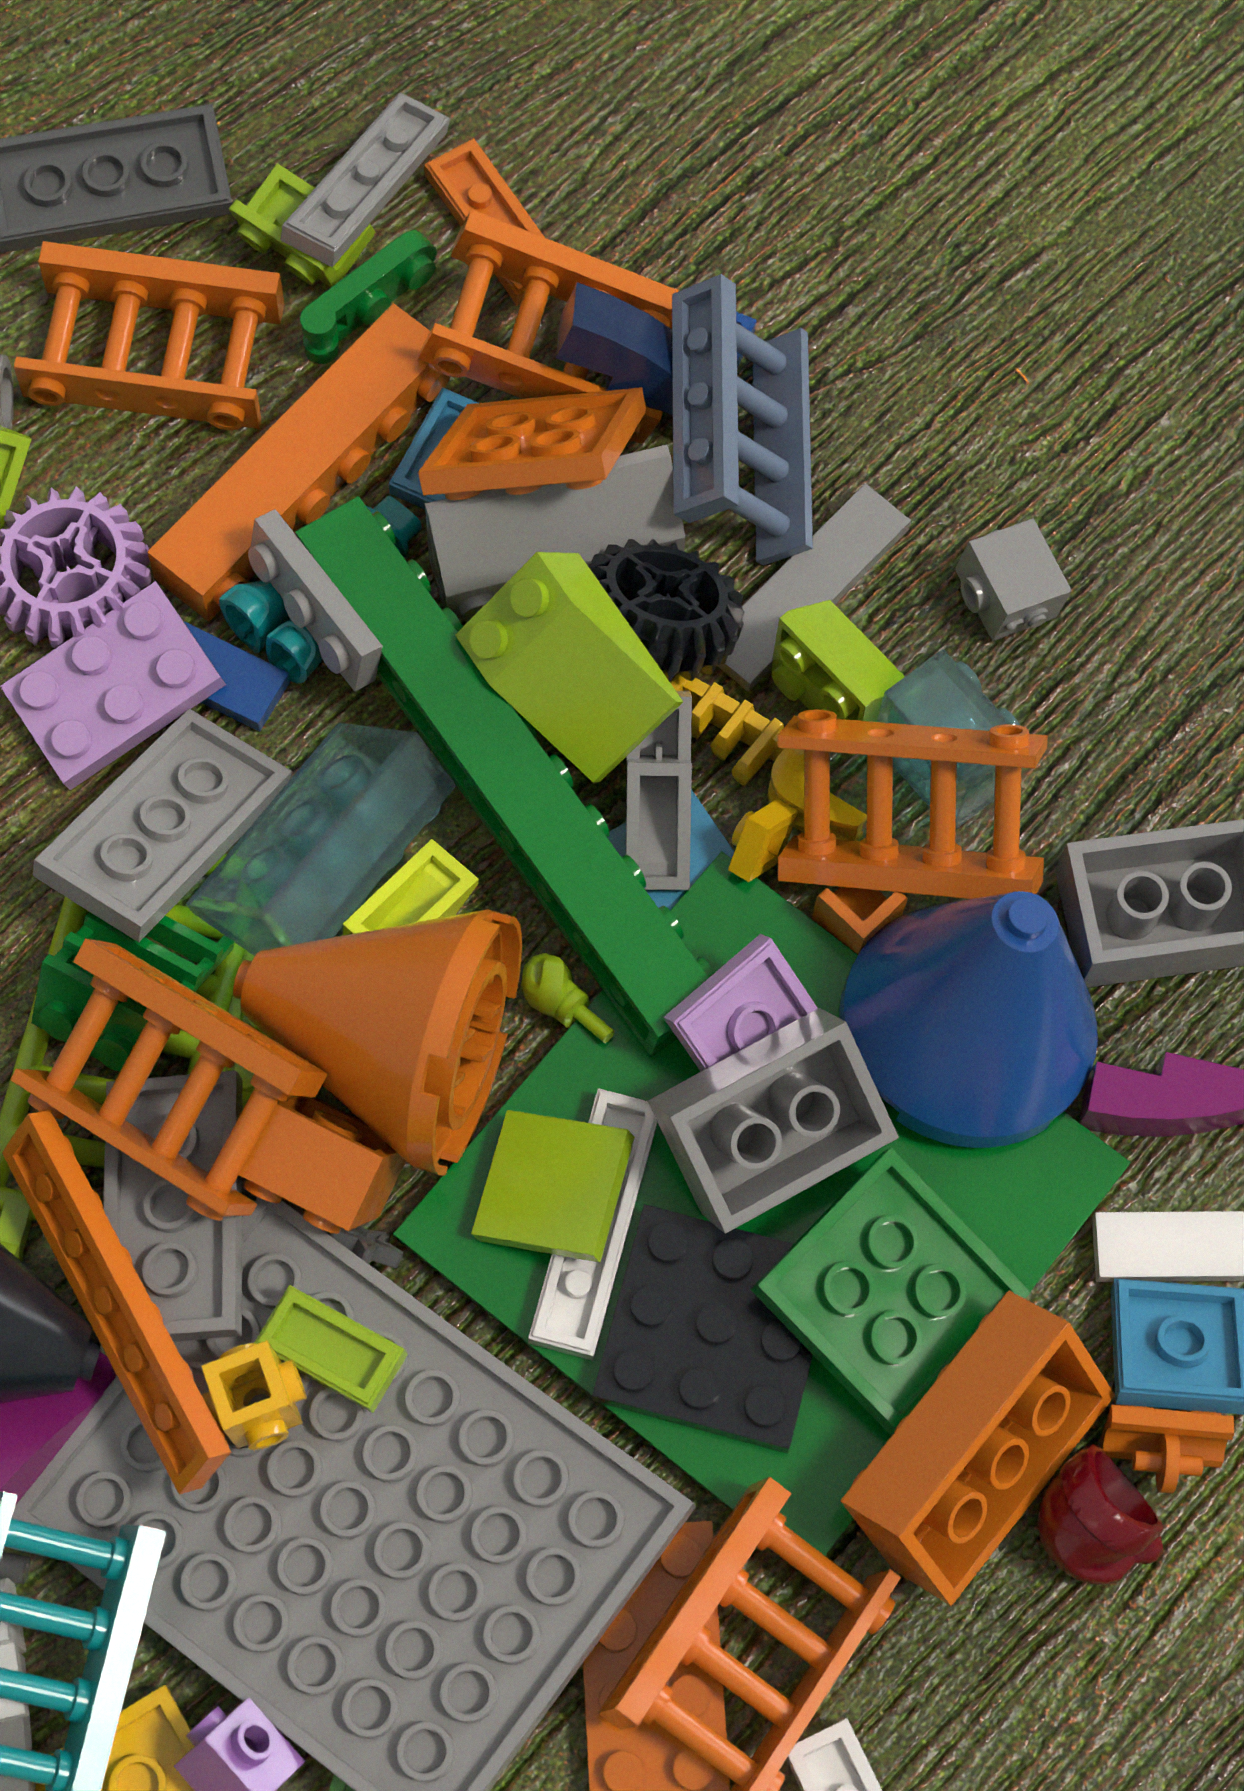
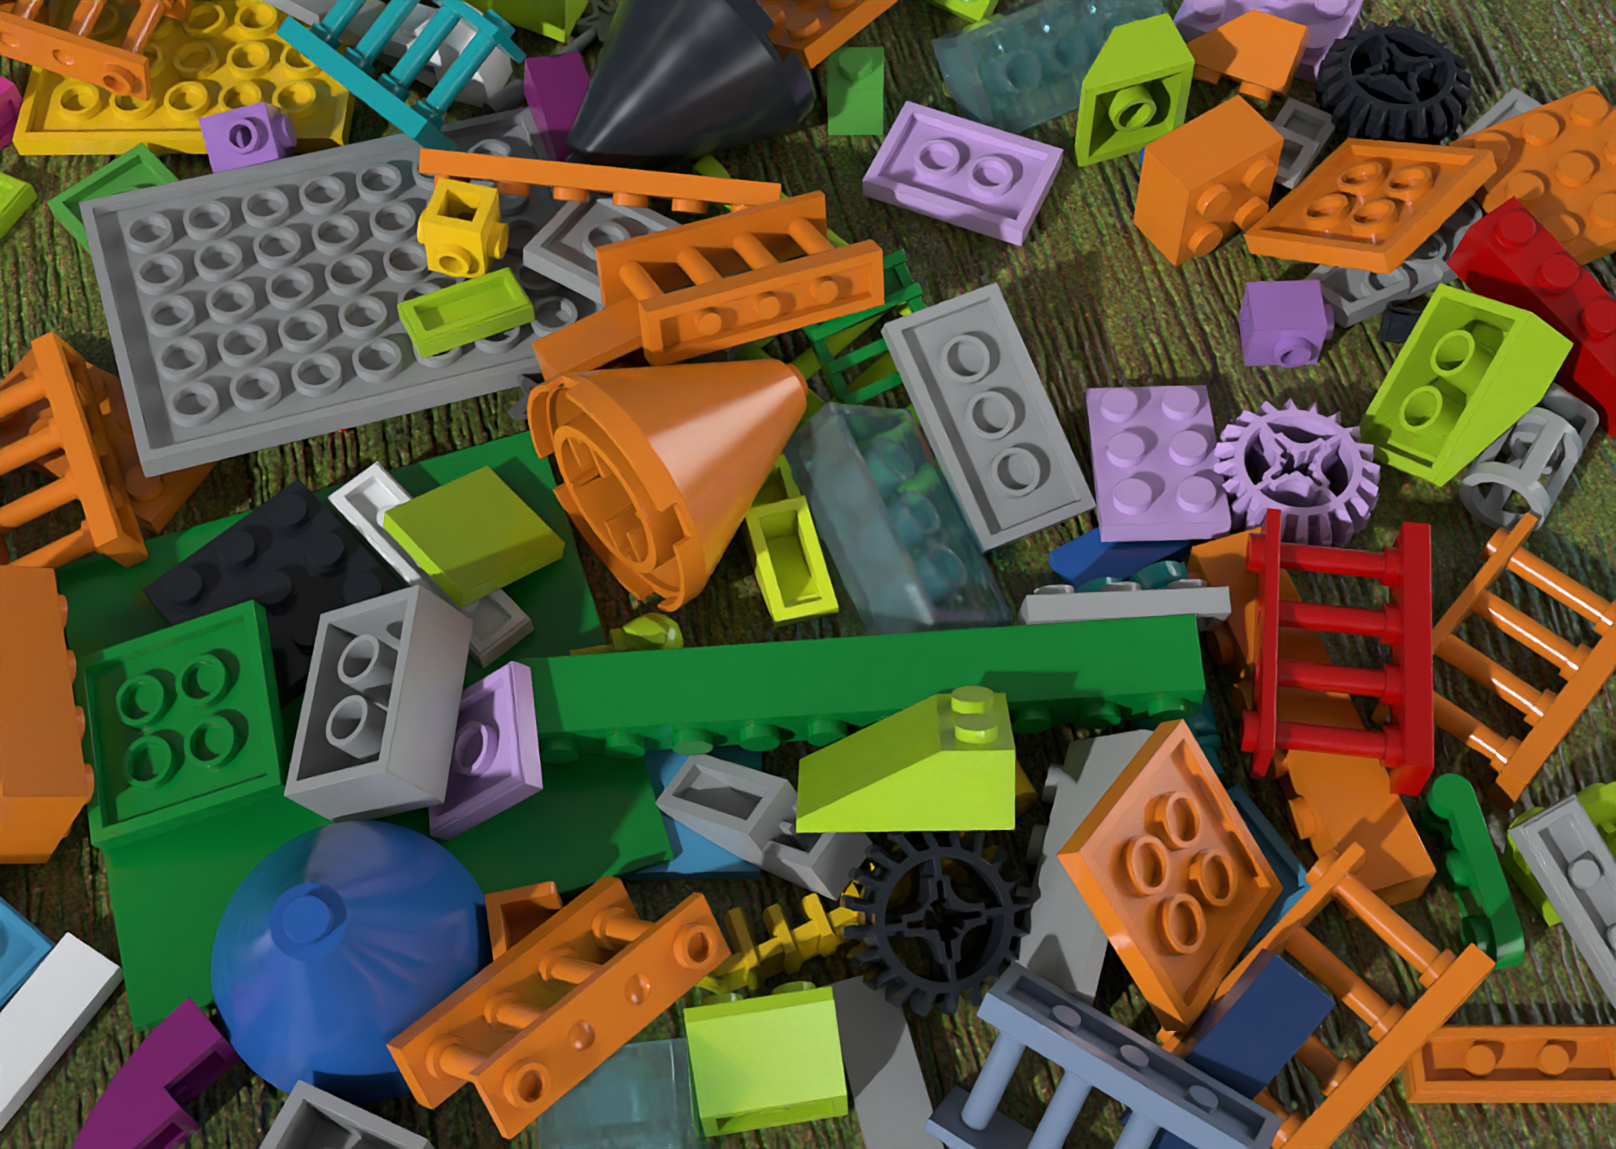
camera: 130 degrees right, 10 degrees down
(242, 372) = (1402, 624): none -> red fence
(761, 839) = (653, 881): yellow plate -> none

